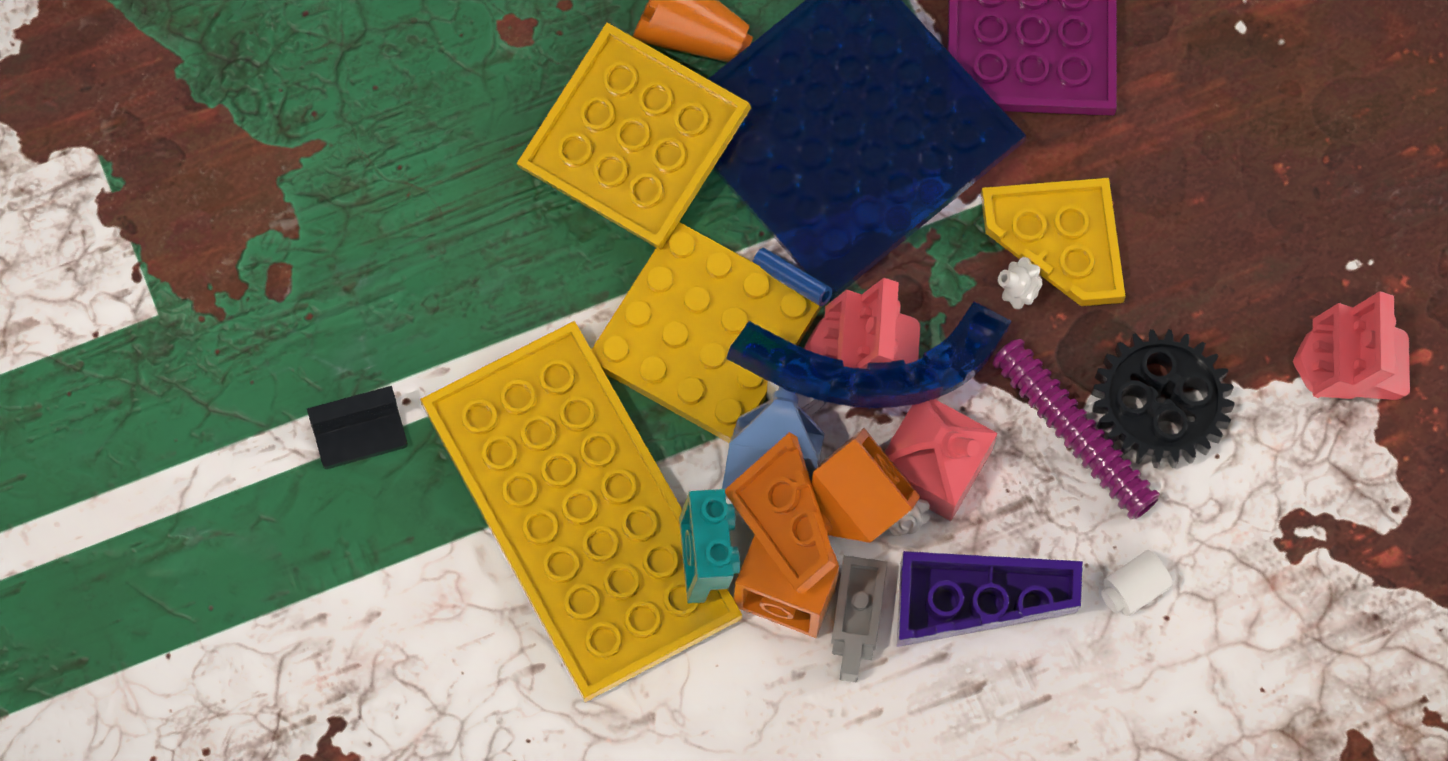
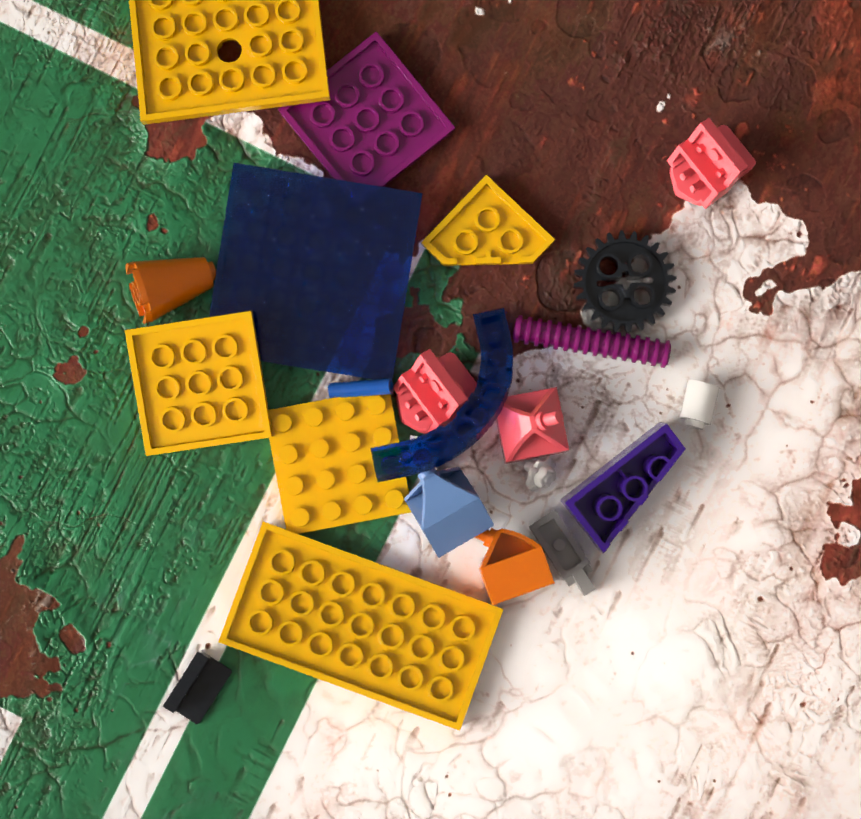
camera: 40 degrees left, 15 degrees up
(706, 543) = (457, 595): teal plate -> none
(784, 513) = (489, 546): orange wing -> none
(861, 490) = (516, 493): orange piece -> none
(1020, 283) = (490, 280): white plant -> none

